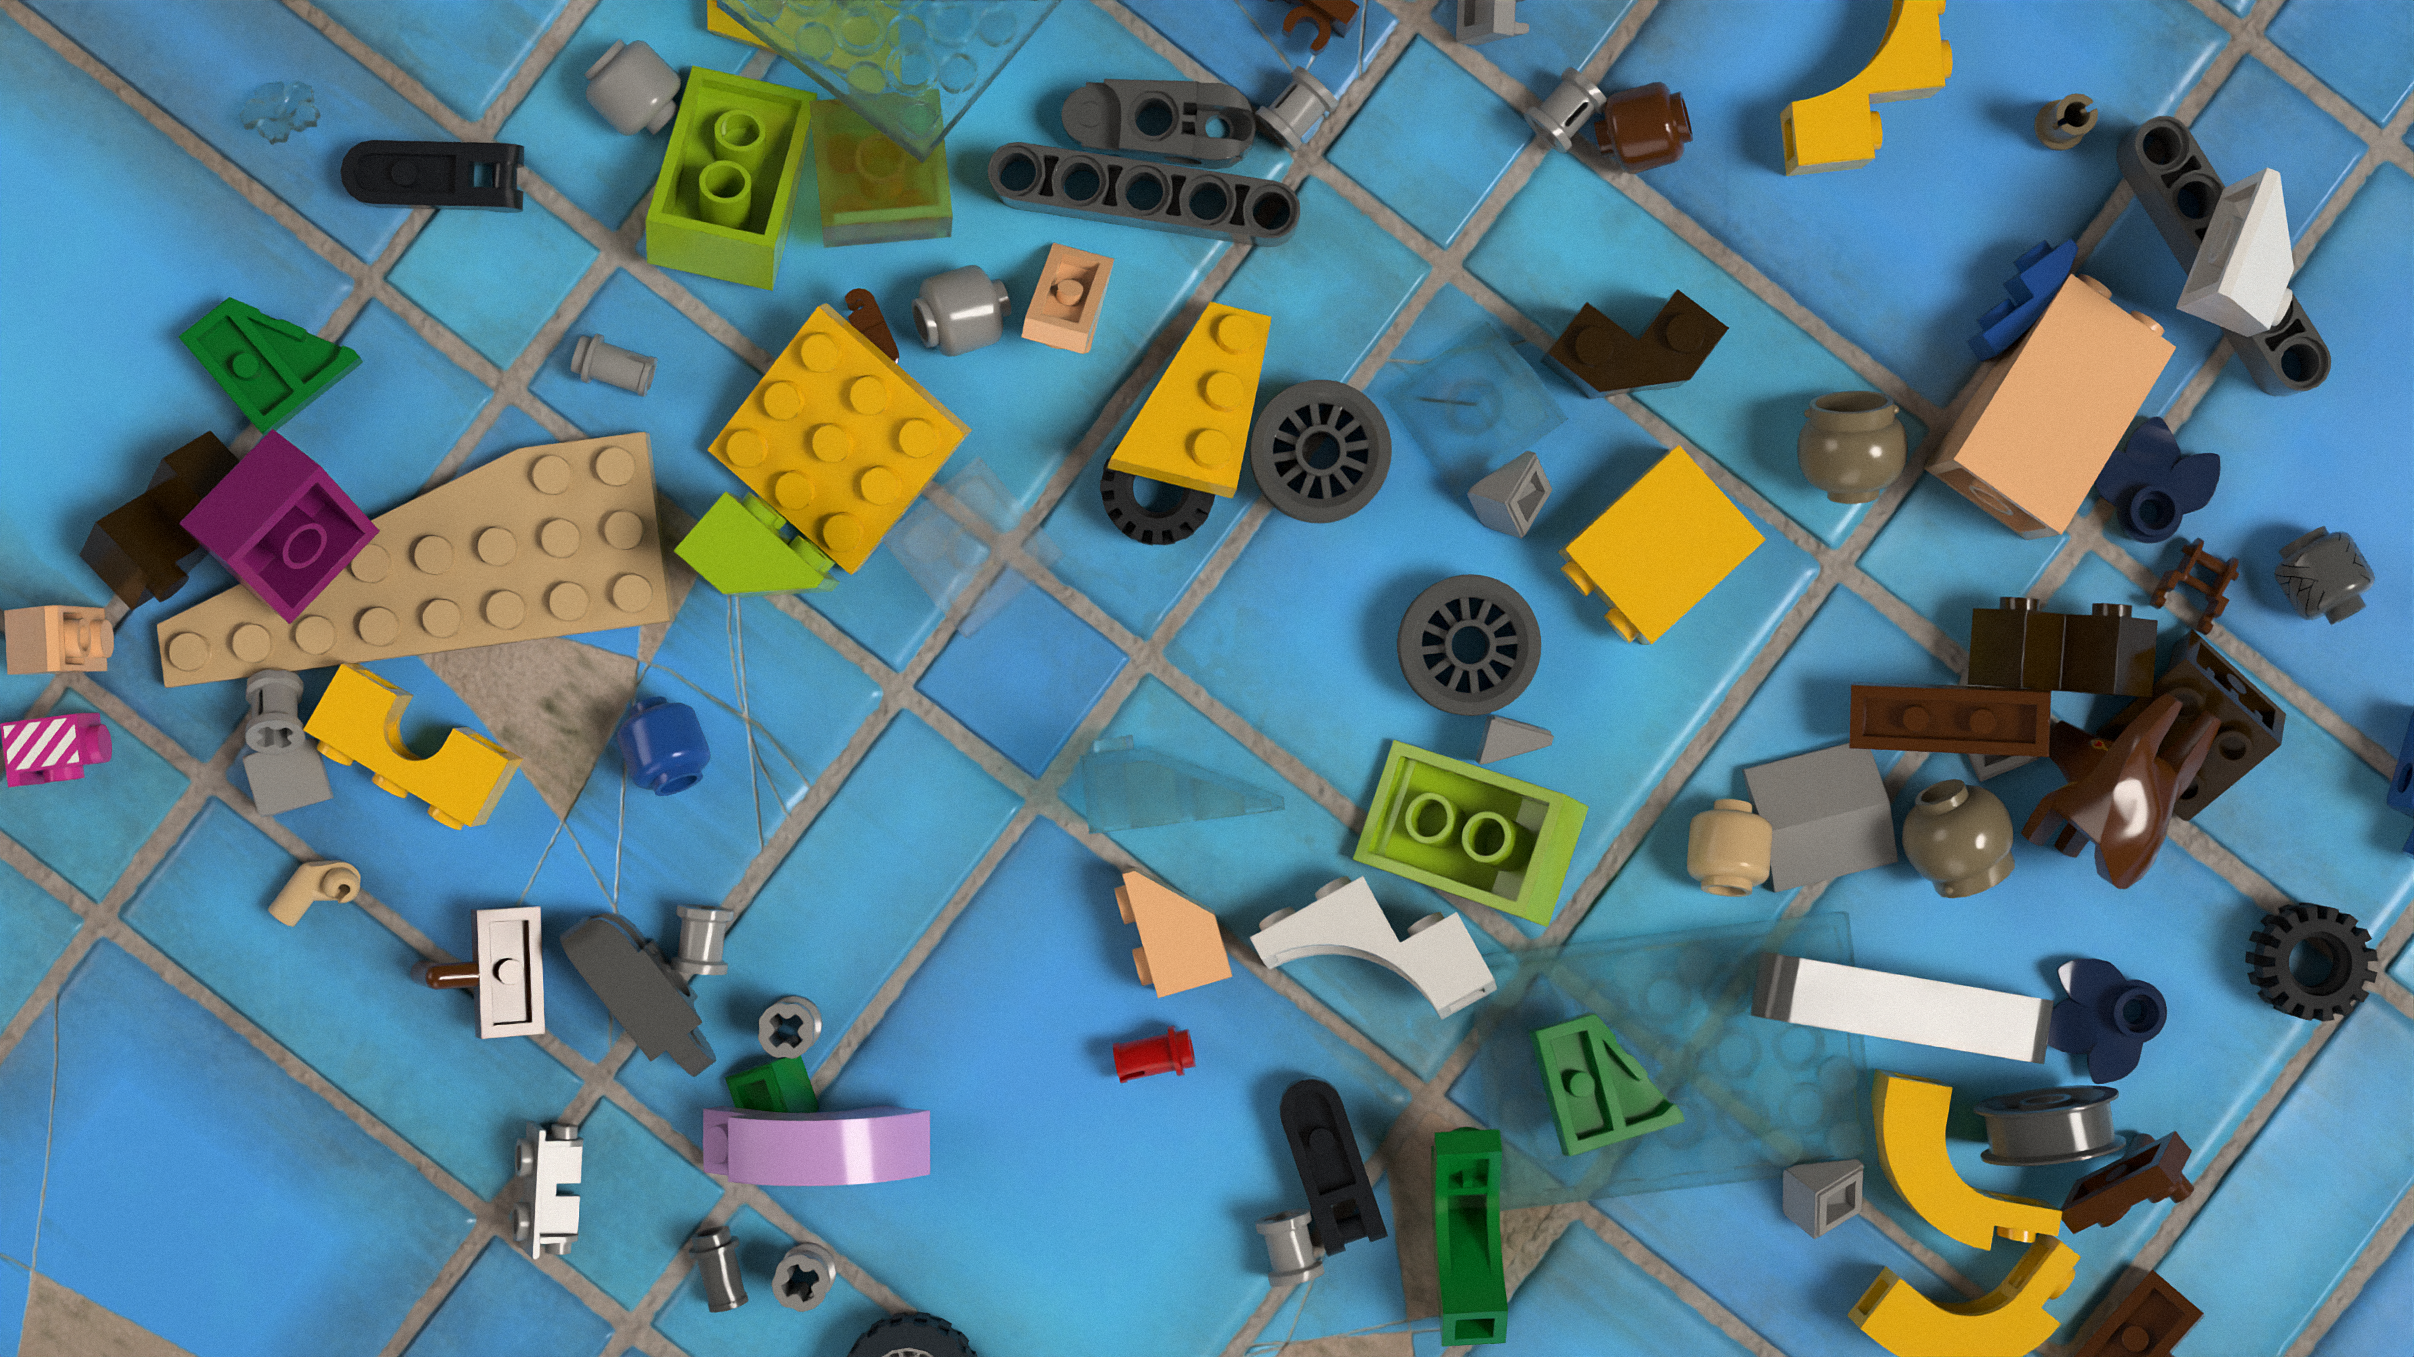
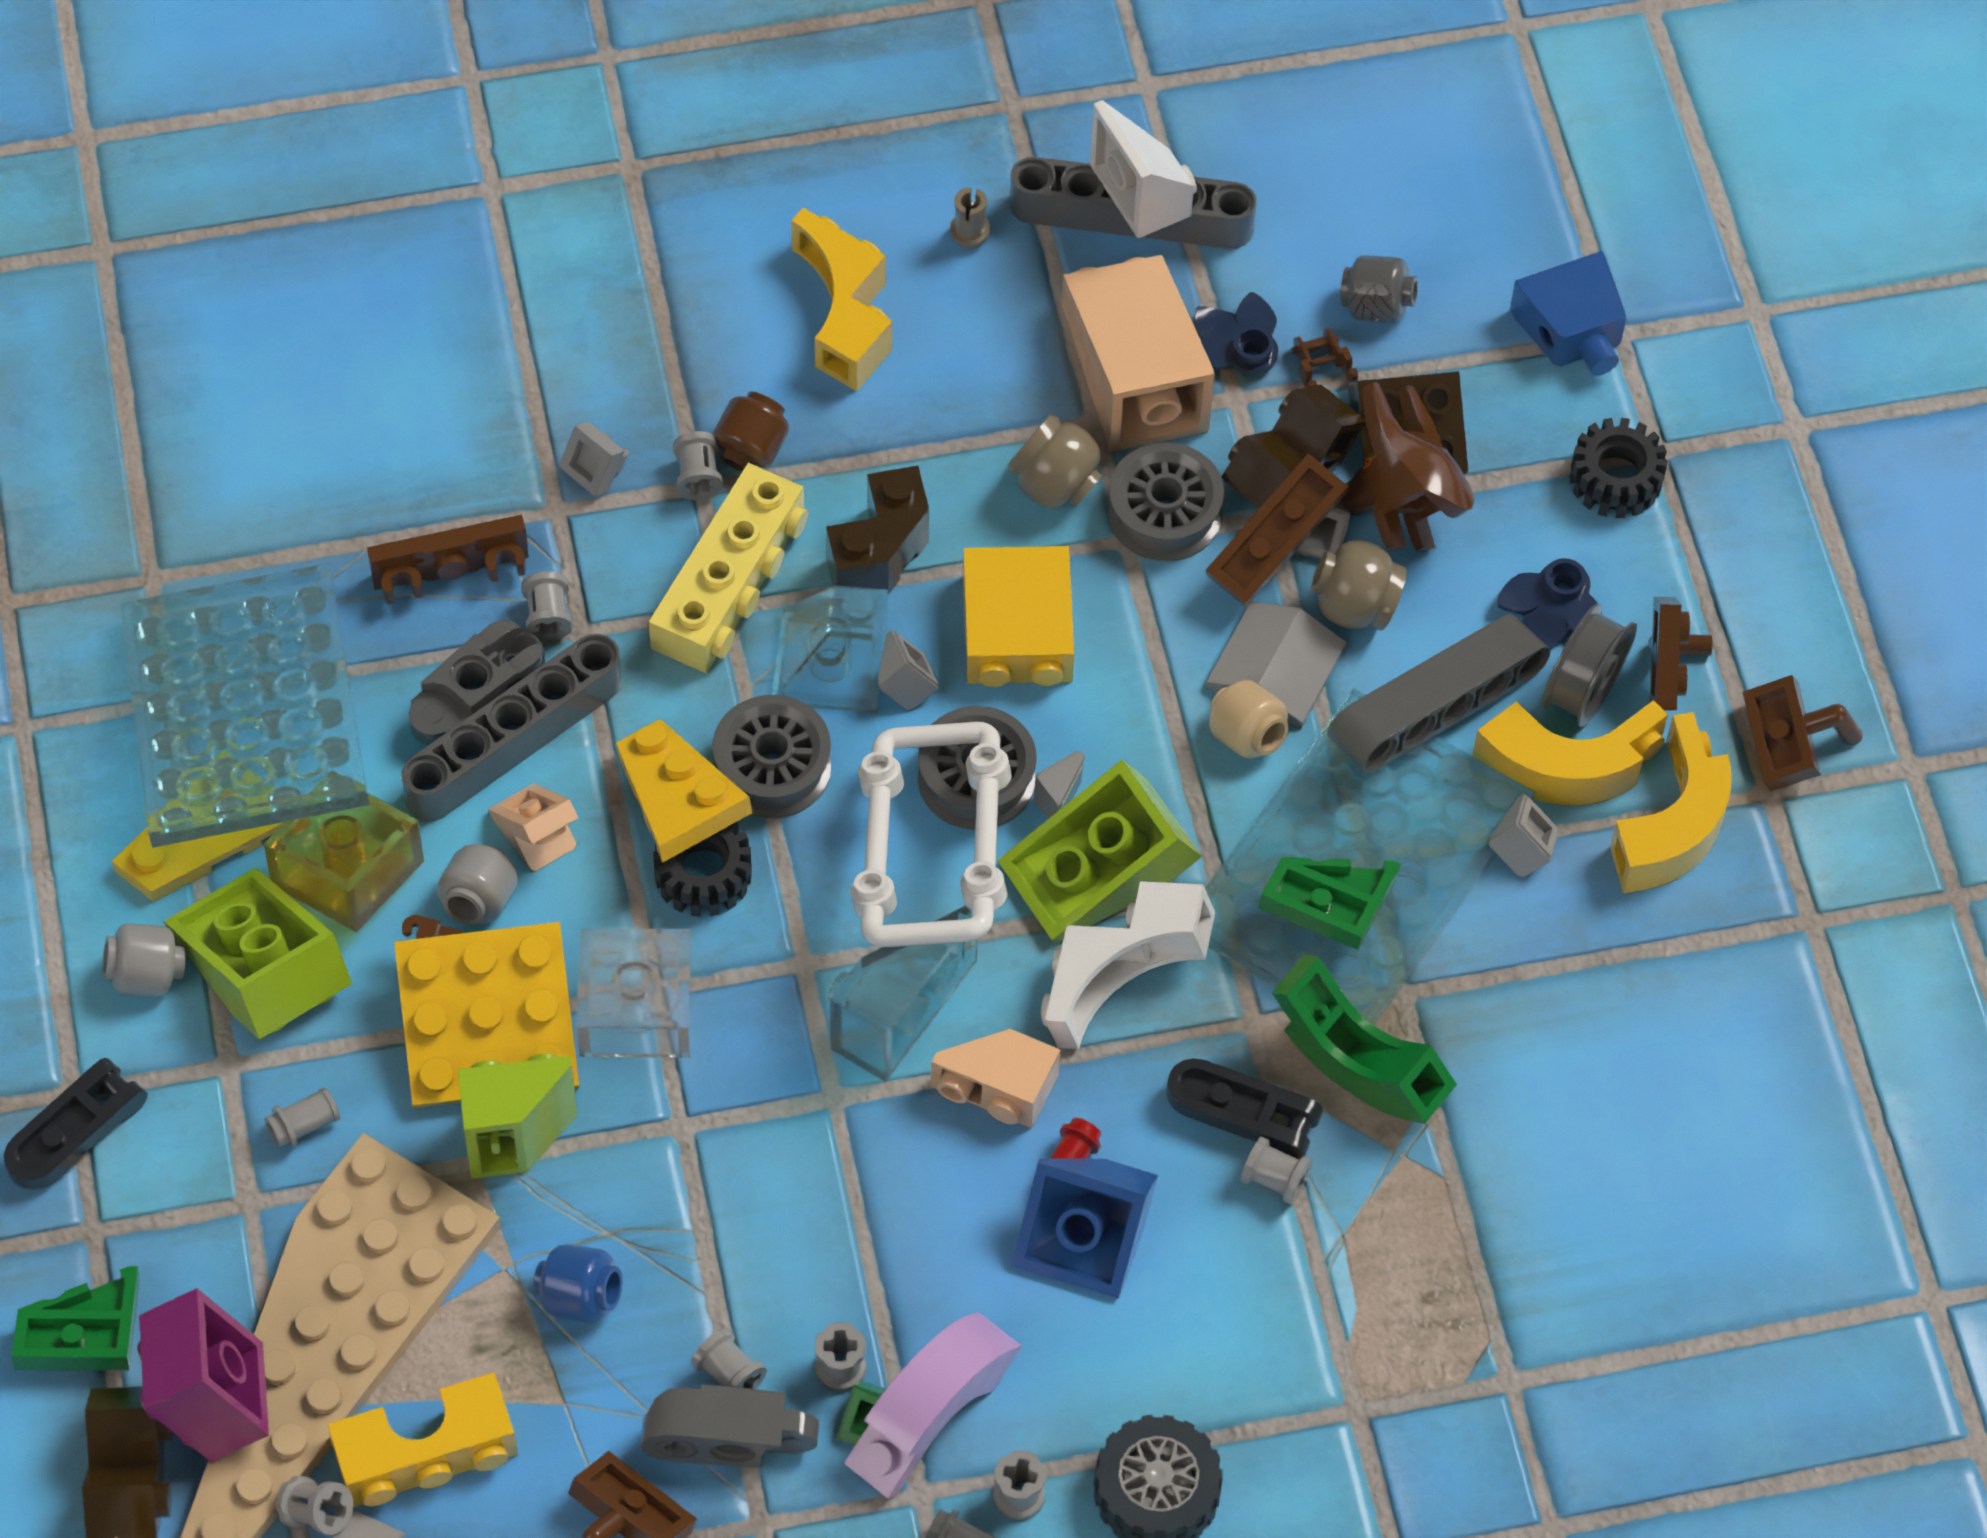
camera: 55 degrees left, 30 degrees down
(1098, 1131) = (1084, 1222): none -> blue slope
(1306, 796) = (982, 882): none -> white bar
(1481, 238) = (728, 568): none -> light yellow brick
(1960, 591) = (1171, 474): none -> dark grey wheel
(2033, 288) = (1054, 316): blue slope -> none

